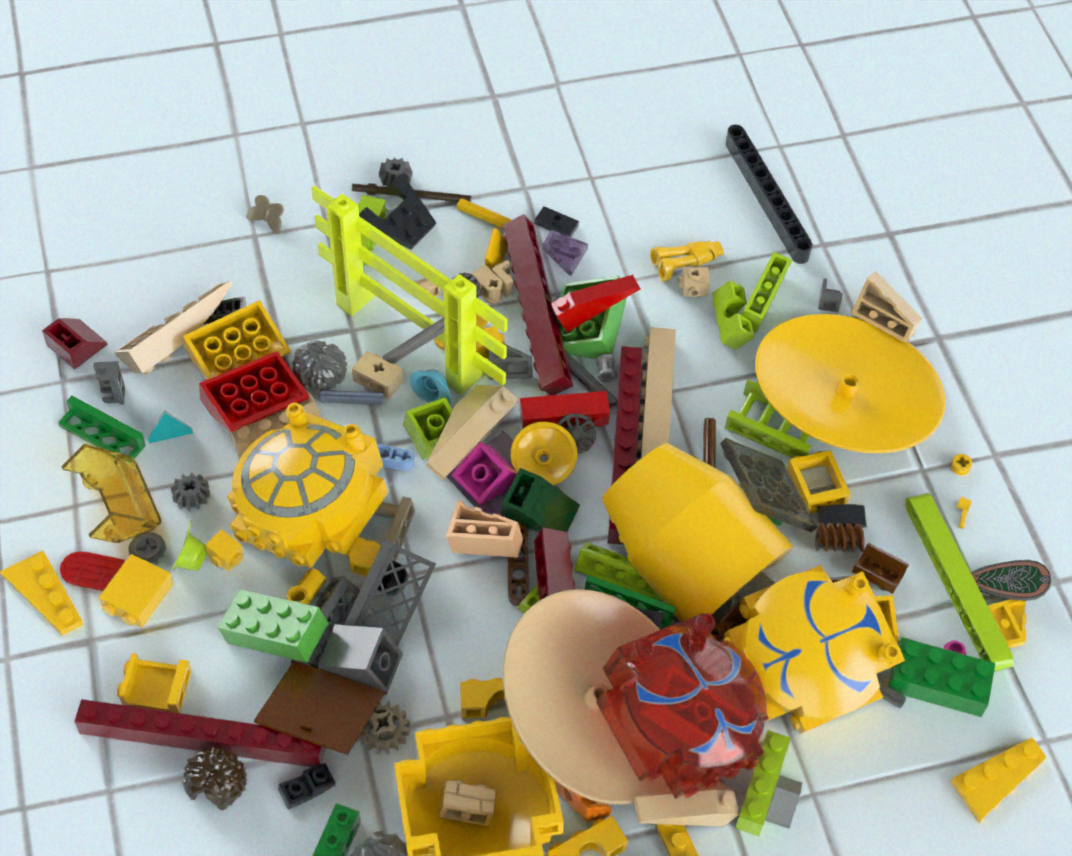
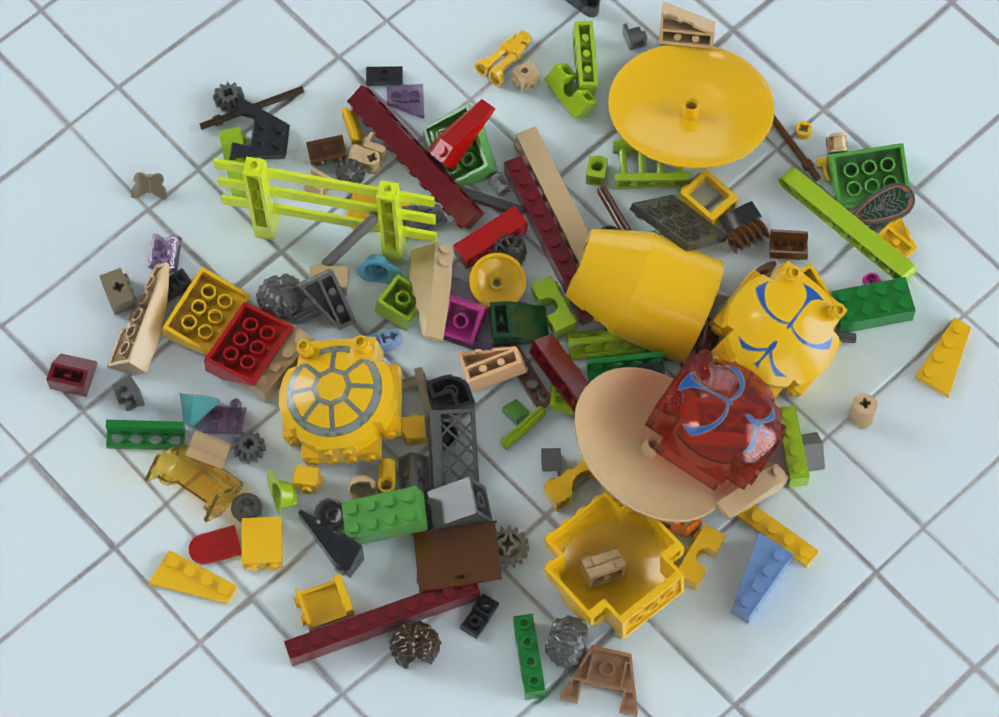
camera: 25 degrees left, 10 degrees up
(148, 473) = (208, 449): none -> tan panel
(172, 289) = (115, 281): none -> dark tan brick
(186, 453) = (225, 419): none -> clear purple hinge
(206, 640) = (340, 549): none -> black wedge
(220, 594) = (329, 512): none -> dark grey hair
(240, 275) = (165, 250): none -> clear purple bracket
(273, 585) = (361, 487): none -> tan hair
(360, 386) = (328, 298): none -> dark grey wedge
(424, 538) = (450, 393): none -> black brick
(455, 259) = (326, 149): none -> reddish brown bracket
(480, 613) = (523, 427): none -> lime axle
(482, 213) = (322, 97): yellow axle -> none
(483, 592) = (515, 411): none -> bright green slope
(487, 660) = (551, 460): none -> dark grey panel
(588, 525) = (548, 293): none -> lime arch
(714, 400) = (596, 177): none -> lime brick
(867, 784) = (863, 410): none -> tan piece
(946, 497) = (806, 164): none -> reddish brown bar
(991, 490) = (836, 142): none -> tan piece
(1006, 533) = (865, 171): none -> bright green slope

